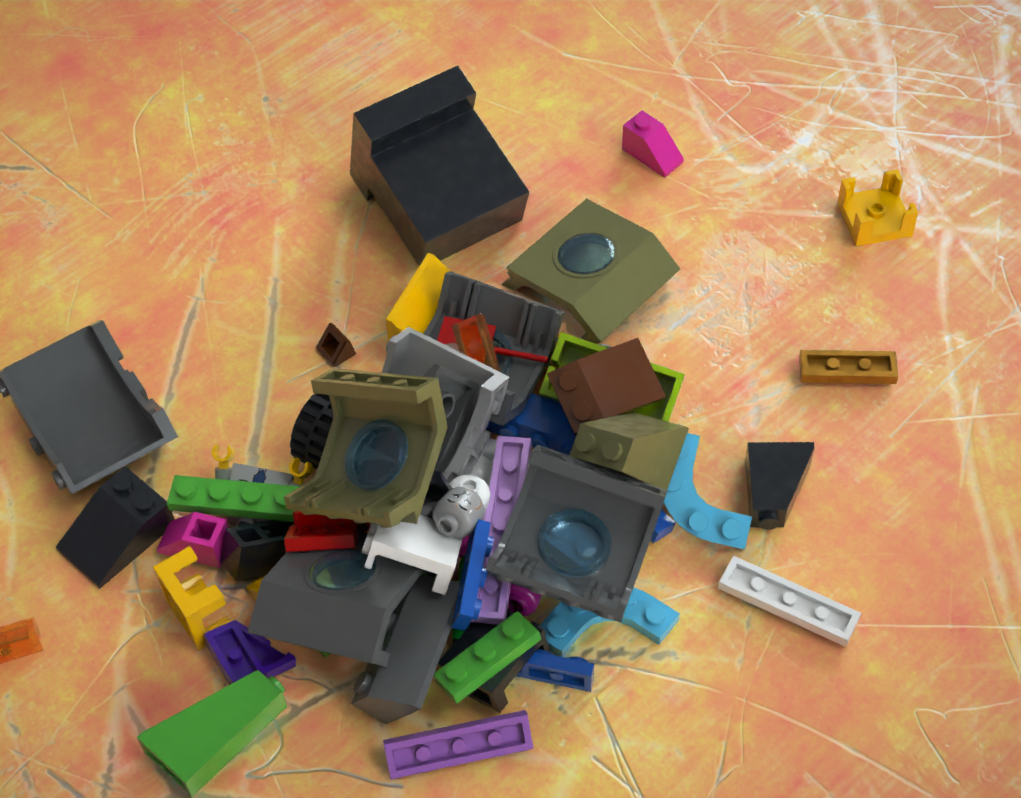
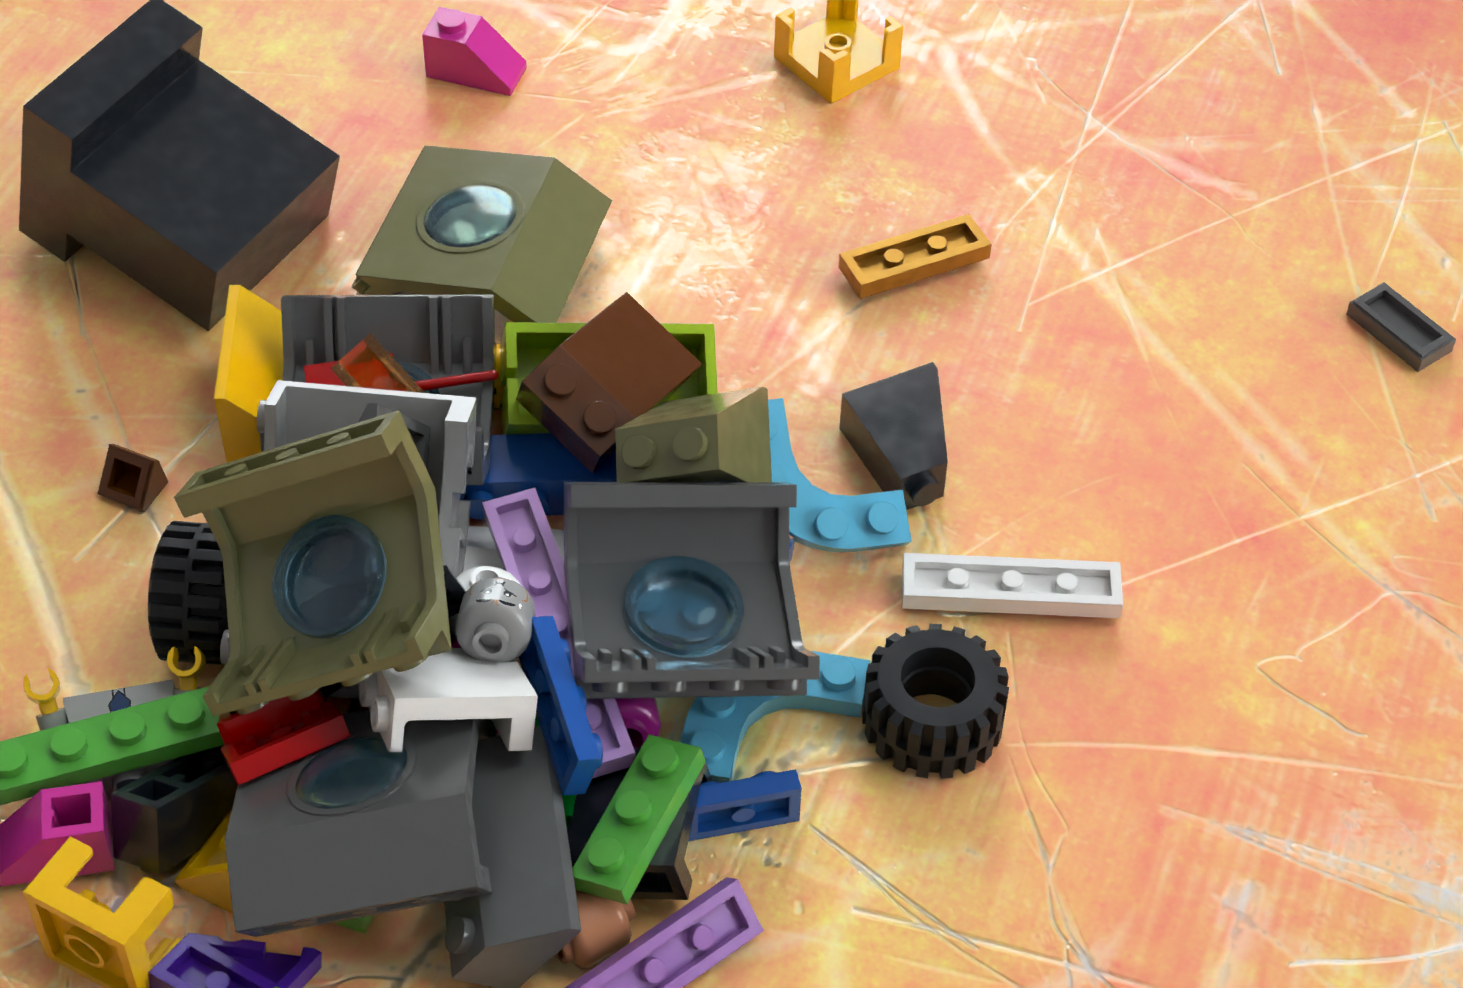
camera: 30 degrees left, 5 degrees down
(440, 709) = (603, 930): none -> nougat head
(707, 630) = (930, 736): none -> black tyre

